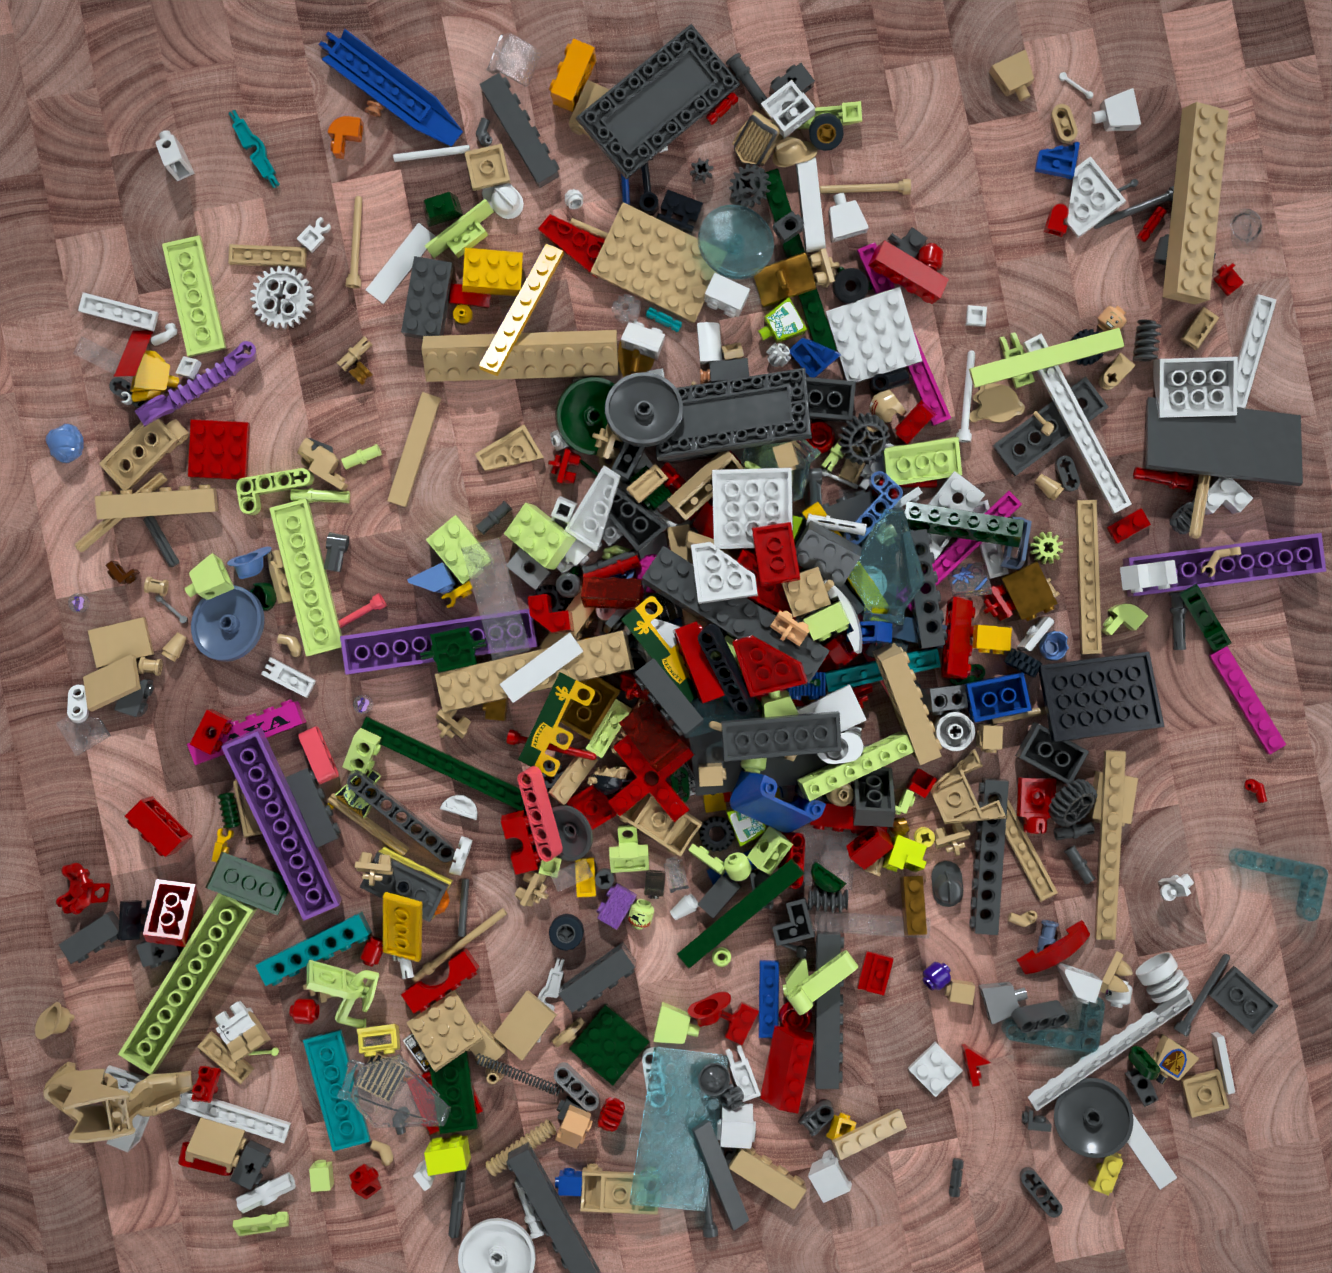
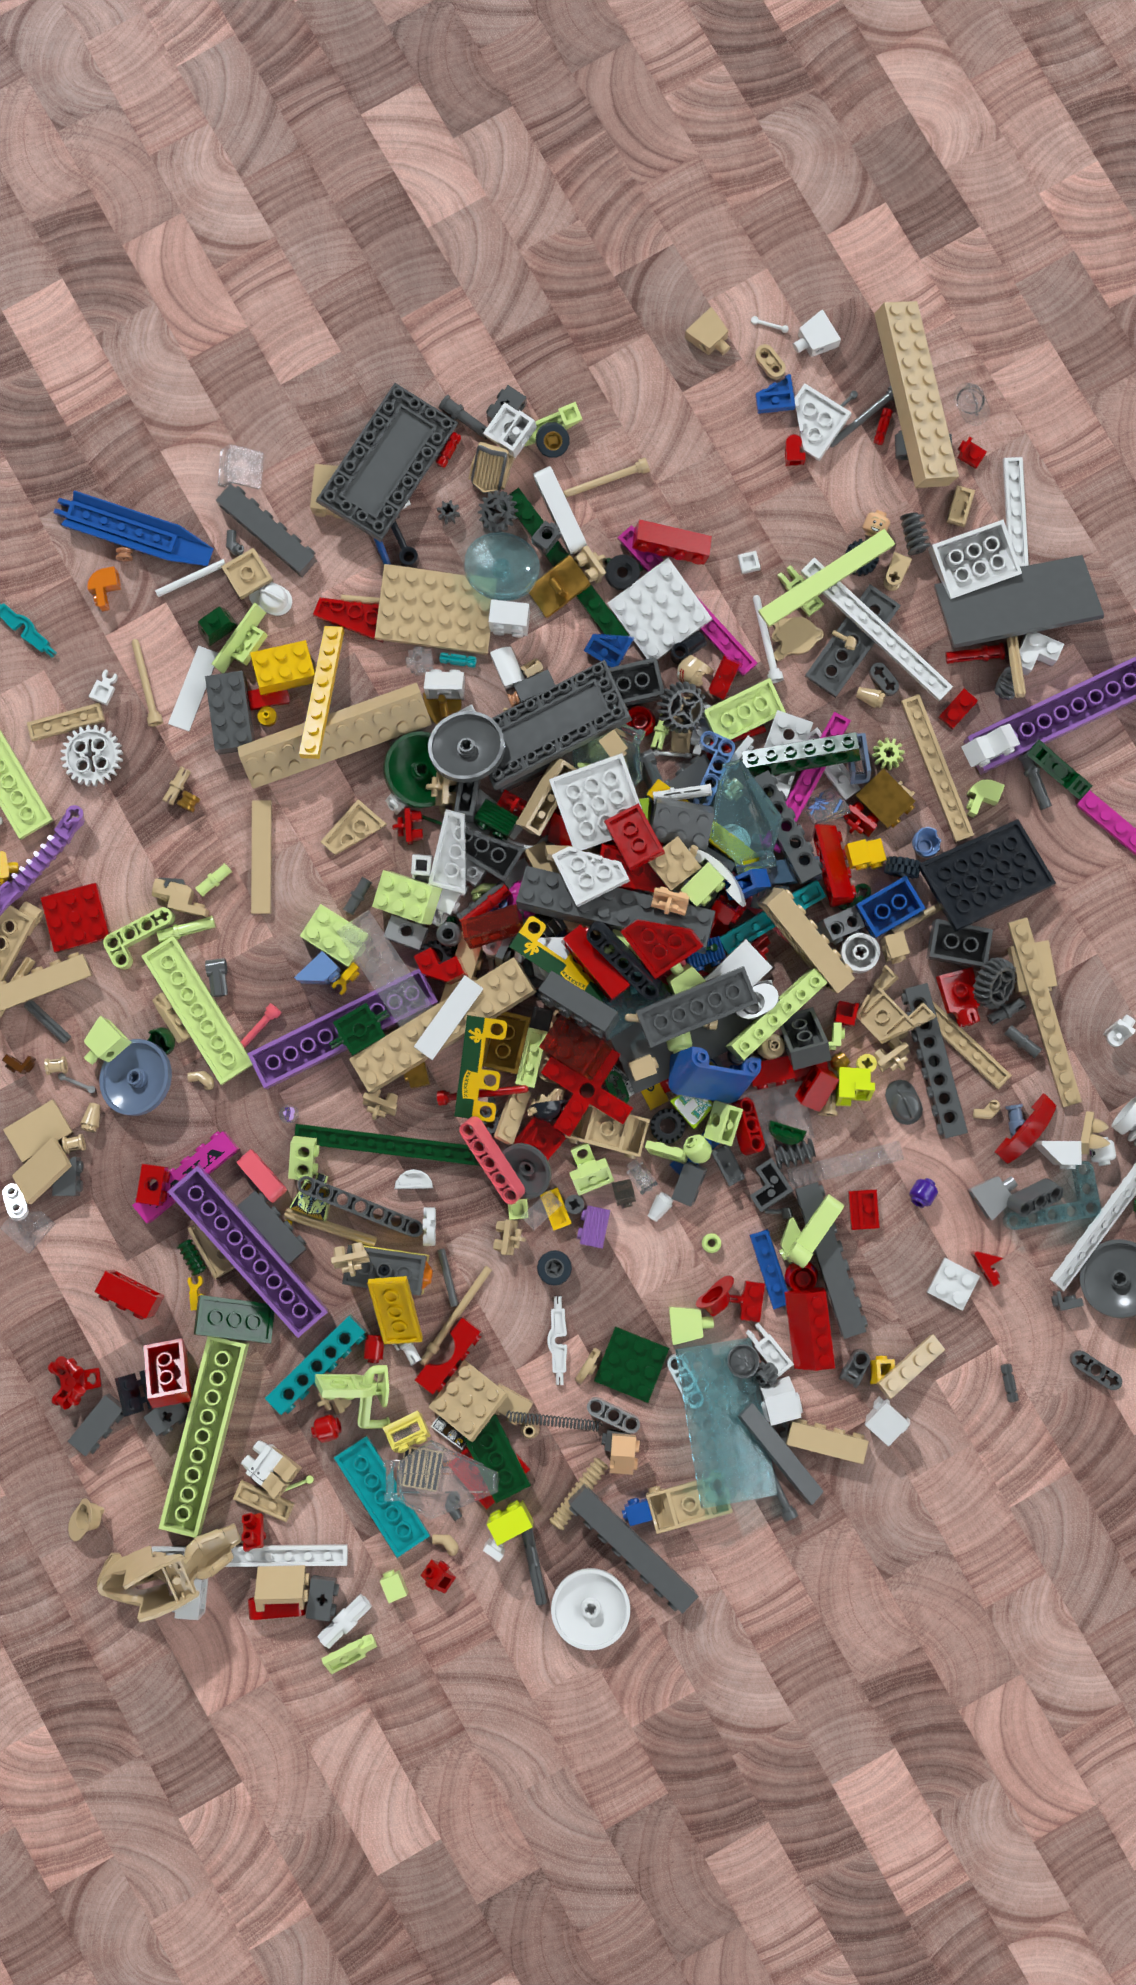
camera: 15 degrees left, 5 degrees down
(188, 368) = (23, 849): white plate -> none
(249, 564) = (139, 1015): medium blue piece -> none
(289, 677) = (211, 1111): white hinge -> none
(517, 826) = (474, 1180): red arch -> none
(525, 1025) = (544, 1371): tan tile -> none
(535, 1226) = (612, 1559): white pin -> none
(572, 74) = (300, 463): light orange brick -> none
(573, 199) = (337, 576): white plate -> none
(597, 977) = (598, 1300): dark grey brick -> none
(611, 1114) = (655, 1430): red gear -> none
(630, 686) = (541, 1011): red hips -> none
(640, 914) = (620, 1226): yellowish green head -> none
(647, 483) = (492, 815): tan tile -> none
(680, 206) = (440, 551): black plate -> none
(740, 913) = (715, 1193): dark green tile -> none
(778, 355) = (576, 657): white gear -> none
(783, 323) = (570, 626): torso -> none
(793, 151) = (527, 467): tan piece -> none
(845, 219) = (597, 513): white torso -> none
(910, 243) = (665, 515): dark grey plate -> none
(913, 905) = (878, 1131): pearl gold brick -> none
(931, 256) = (688, 520): red head -> none
(960, 991) = (951, 1200): tan brick -> none
(1035, 633) = (904, 836): white plate -> none
(1216, 555) = (1048, 708): tan arm -> none

